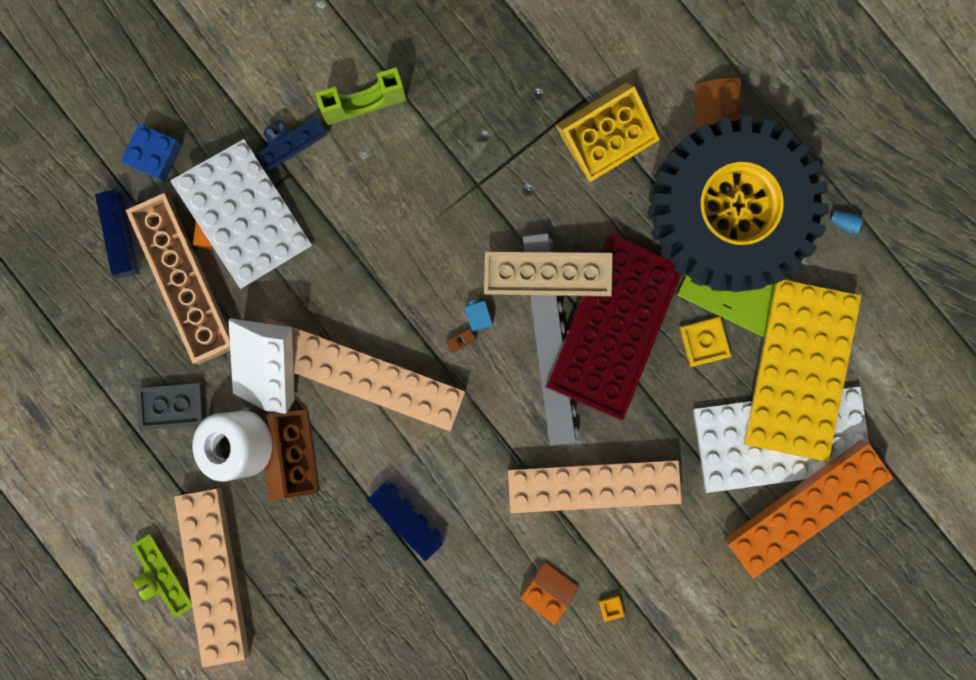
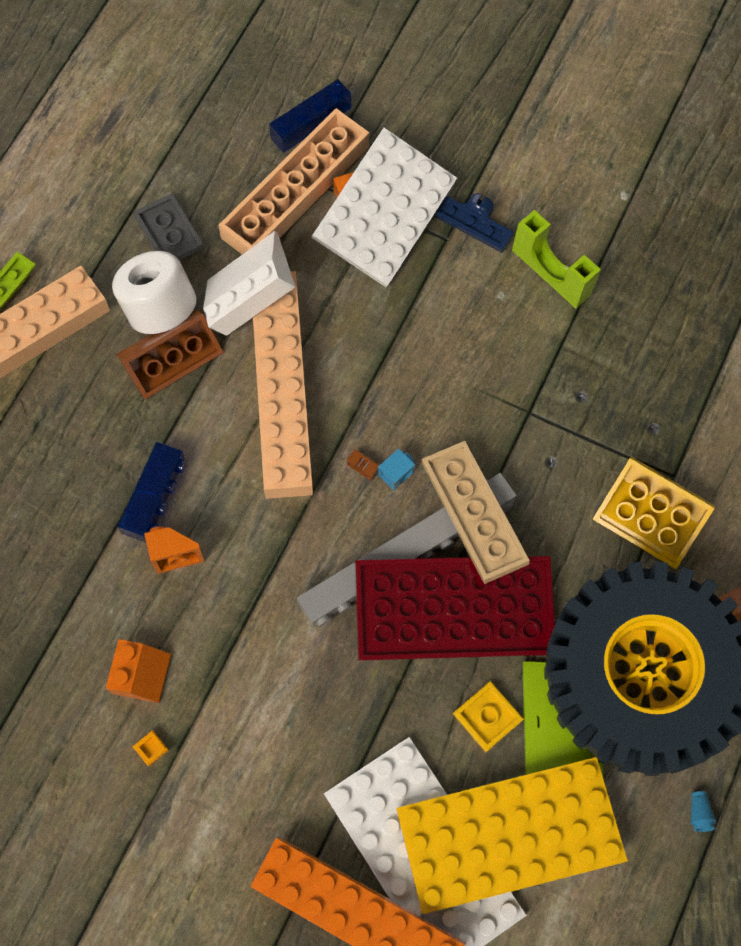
camera: 60 degrees right, 15 degrees down
(151, 153) = (402, 110): blue brick -> none
(463, 528) = (171, 549): none -> orange slope
(594, 486) = (275, 667): light nougat brick -> none

